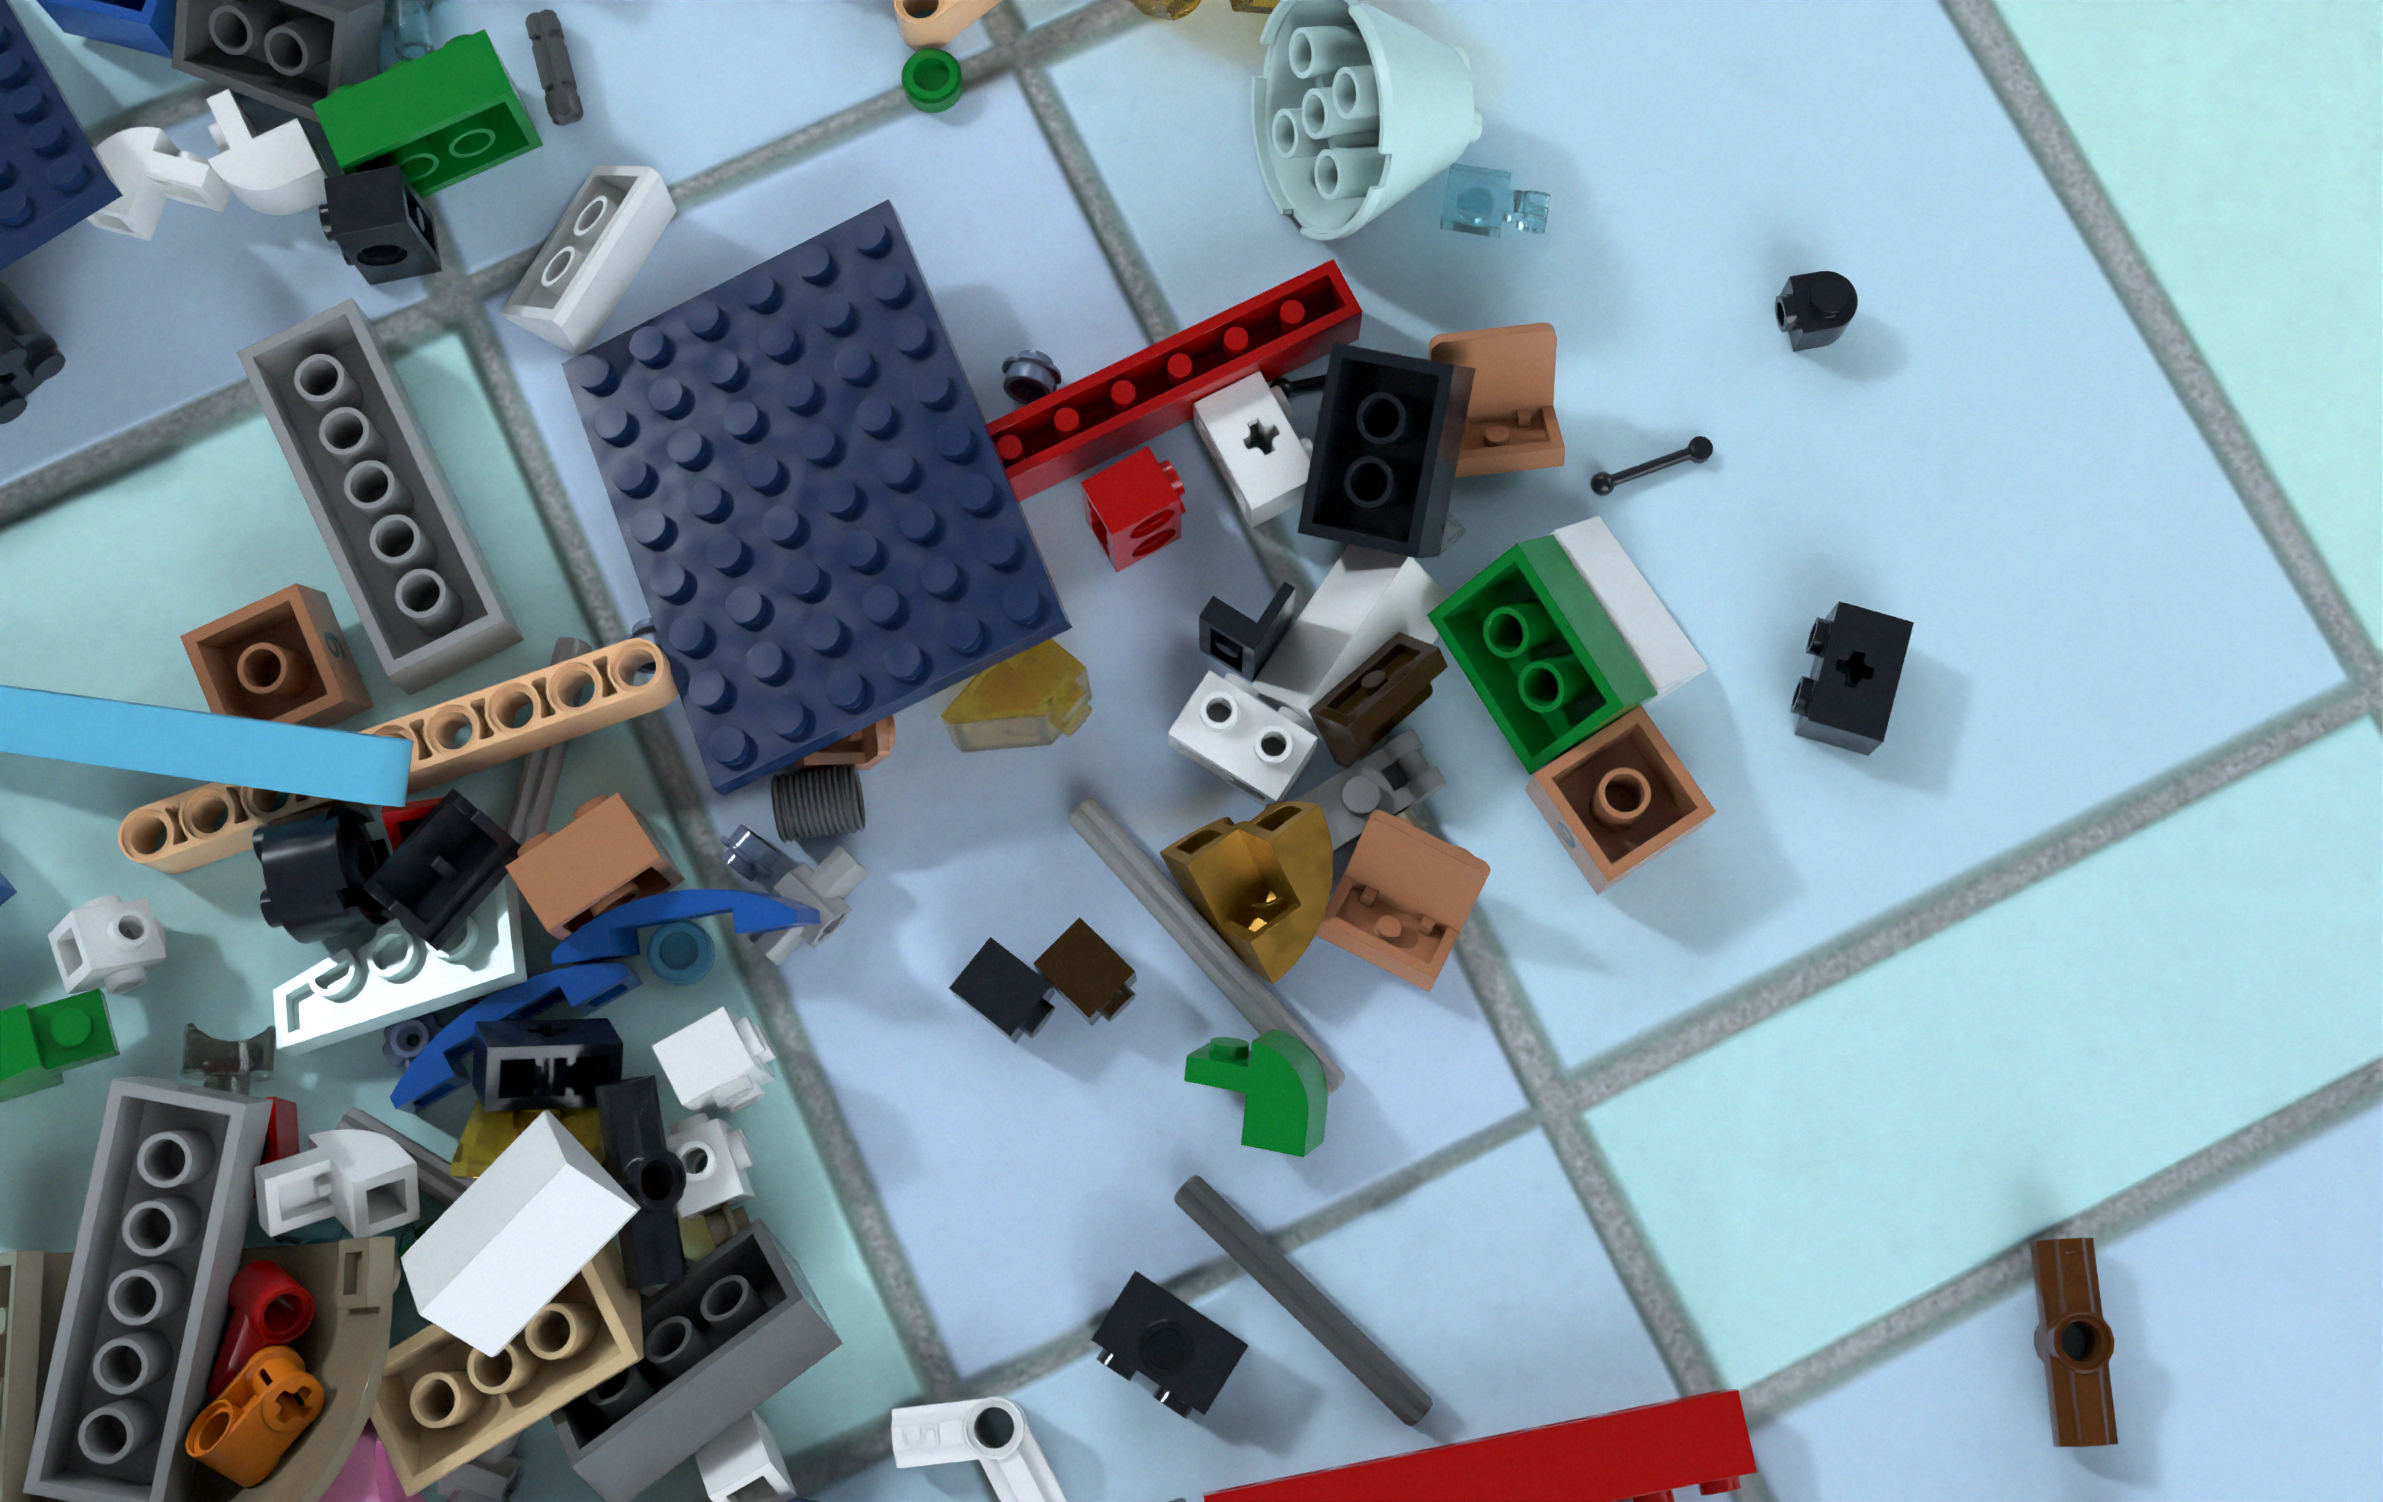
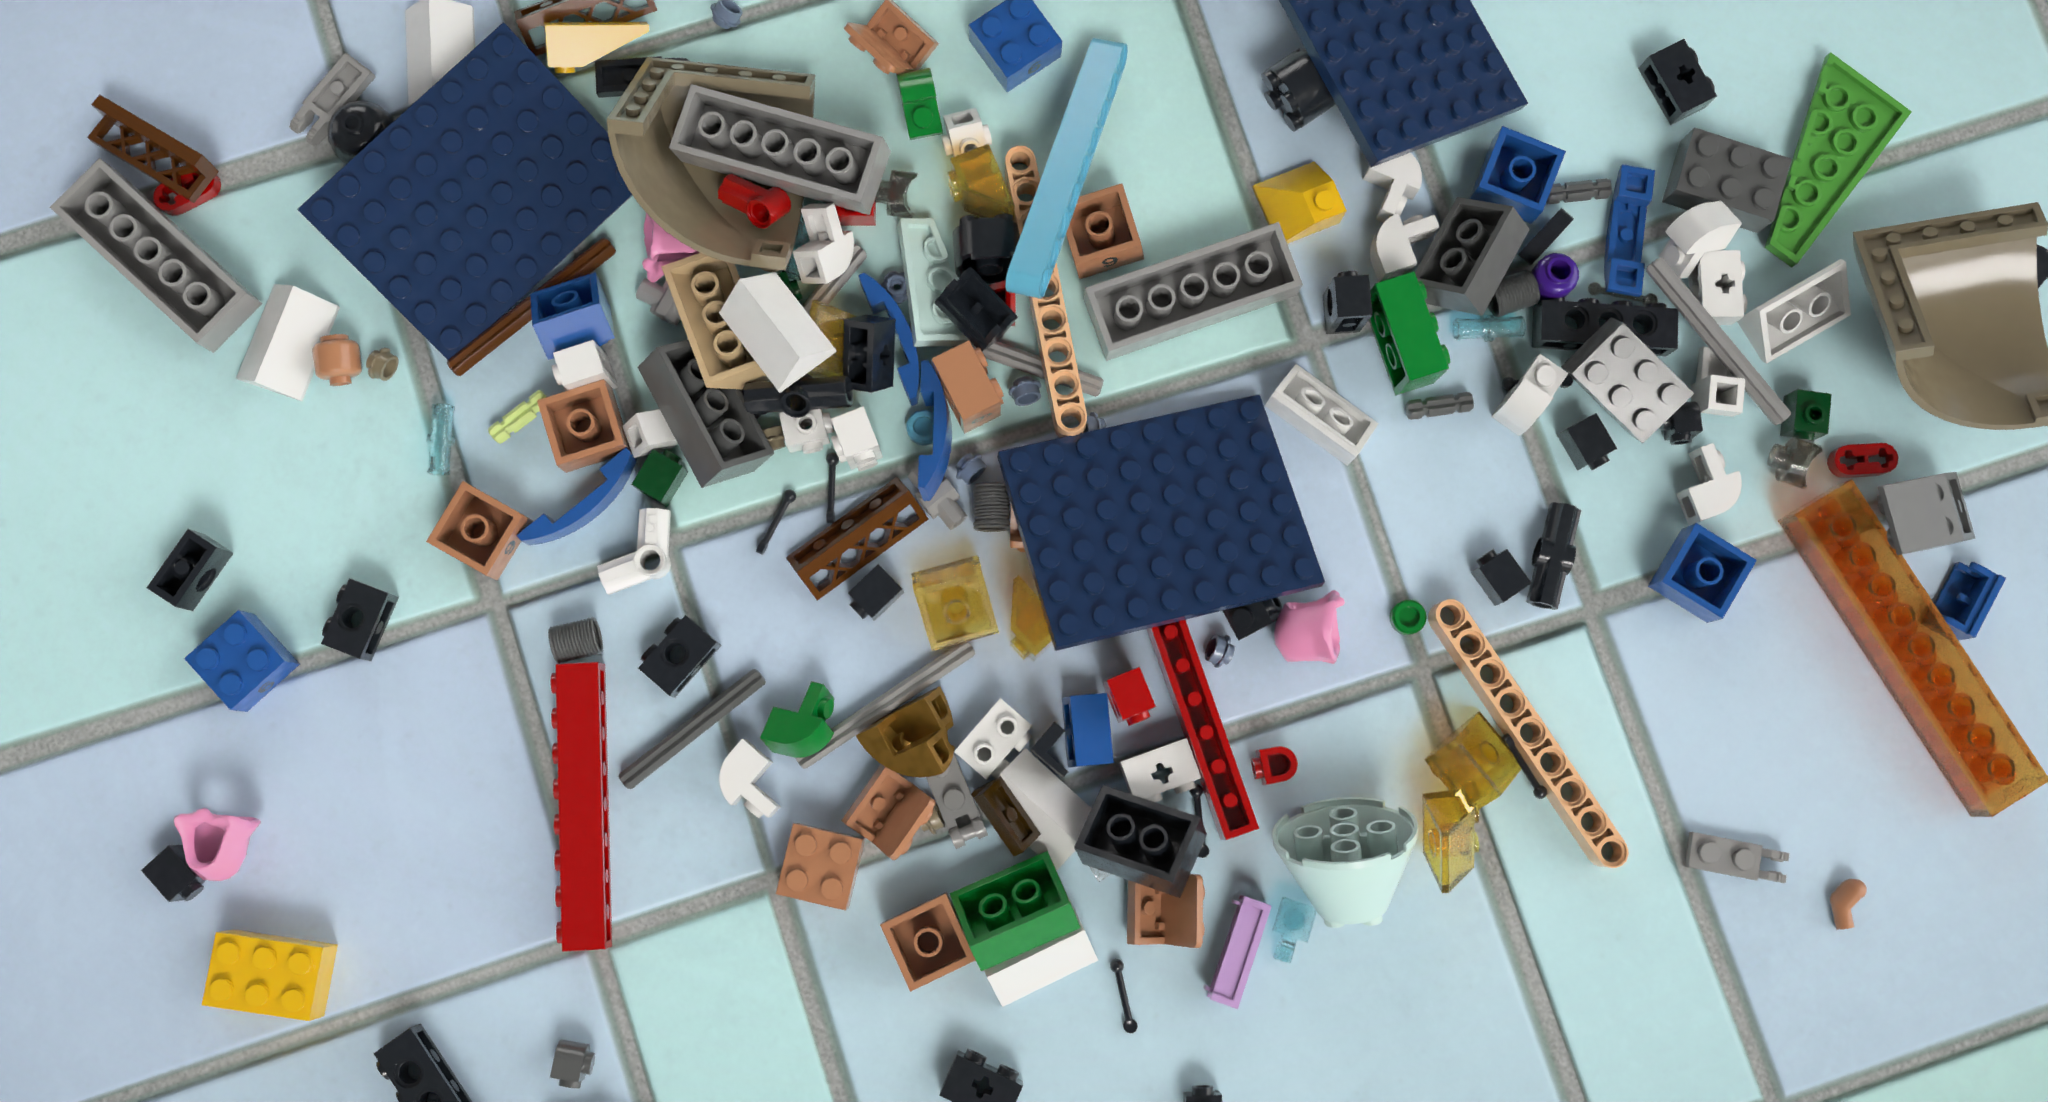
camera: 90 degrees right, 5 degrees up
(189, 333) = (1300, 201): none -> yellow slope
(199, 899) = (979, 183): none -> clear yellow slope
(256, 1421) = (708, 196): orange piece -> none
(593, 772) = (1025, 391): none -> sand blue plate
(760, 1113) = (832, 459): none -> black hinge
(827, 1438) = (660, 476): none -> dark green brick
(839, 1185) = (789, 496): none -> black hinge
(893, 1048) = (875, 512): none -> reddish brown fence
(968, 325) = (1253, 617): none -> black bracket
(974, 222) = (1309, 630): none -> bright pink piece
(1002, 842) = (954, 603): none -> clear yellow slope
(1088, 973) = (878, 638): dark brown brick -> none
(1184, 575) = (1087, 730): none -> blue hinge
(1218, 260) = (1274, 765): none -> red plate
(1377, 1193) = (738, 779): none -> white brick
(1518, 1015) = (820, 866): none -> nougat brick
(1545, 281) = (1238, 951): none -> lavender container
(1952, 1423) = (572, 1063): none -> dark grey plate

